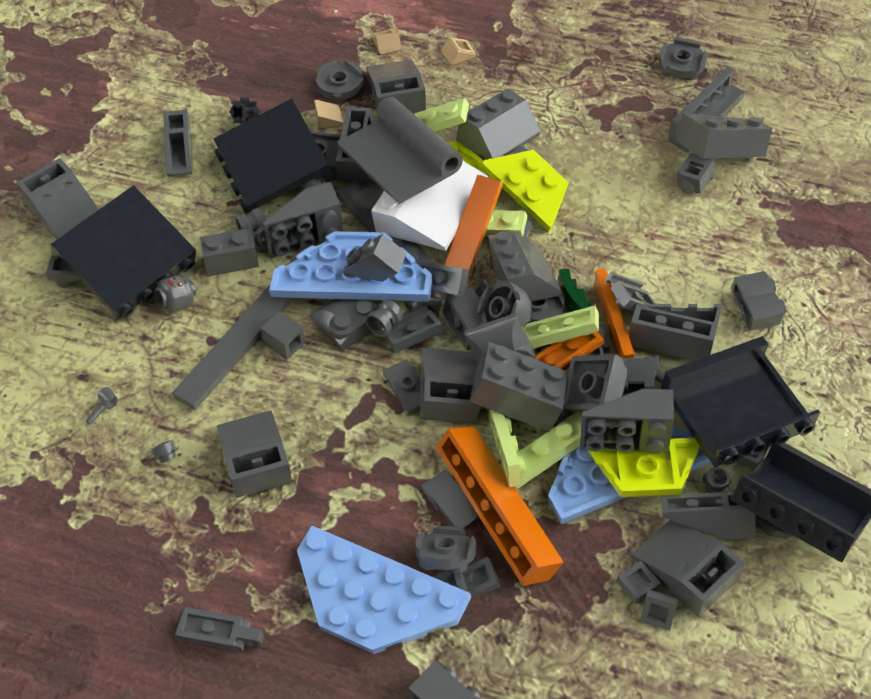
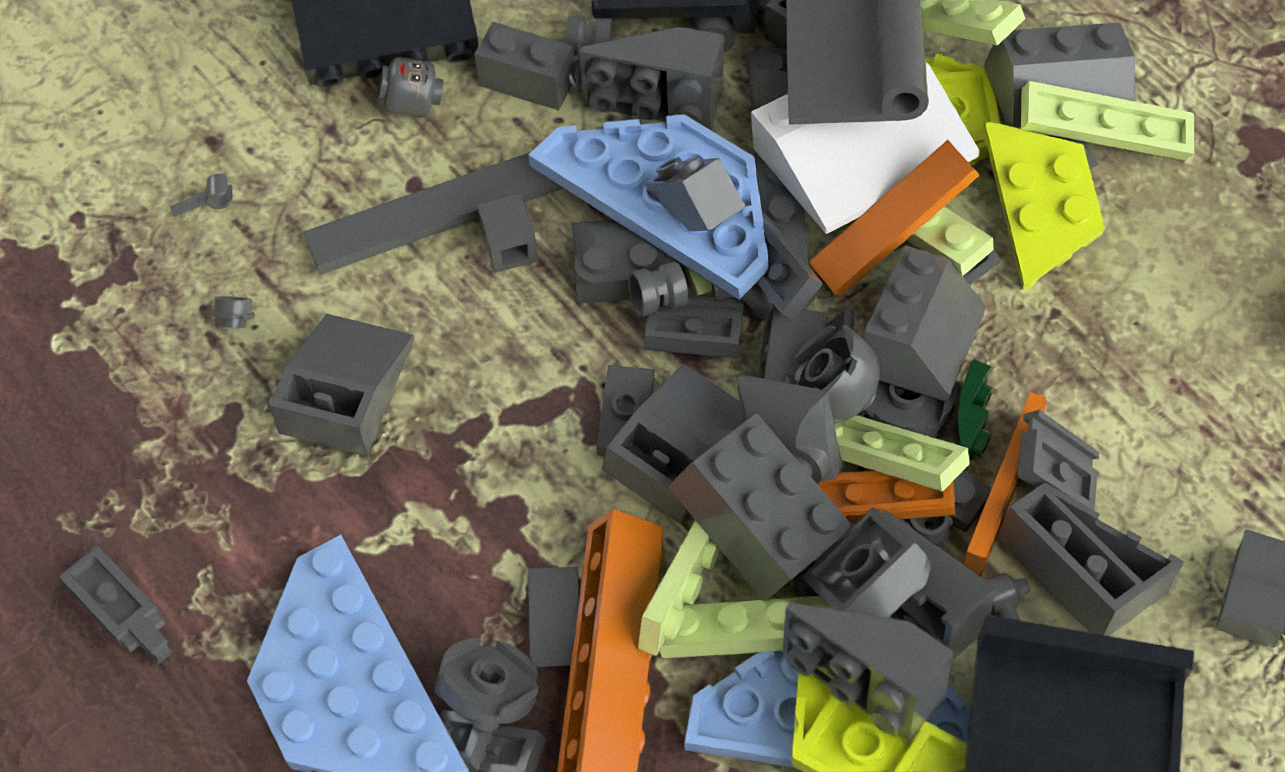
camera: 35 degrees right, 5 degrees up
(533, 135) = (1107, 120): none -> yellowish green plate

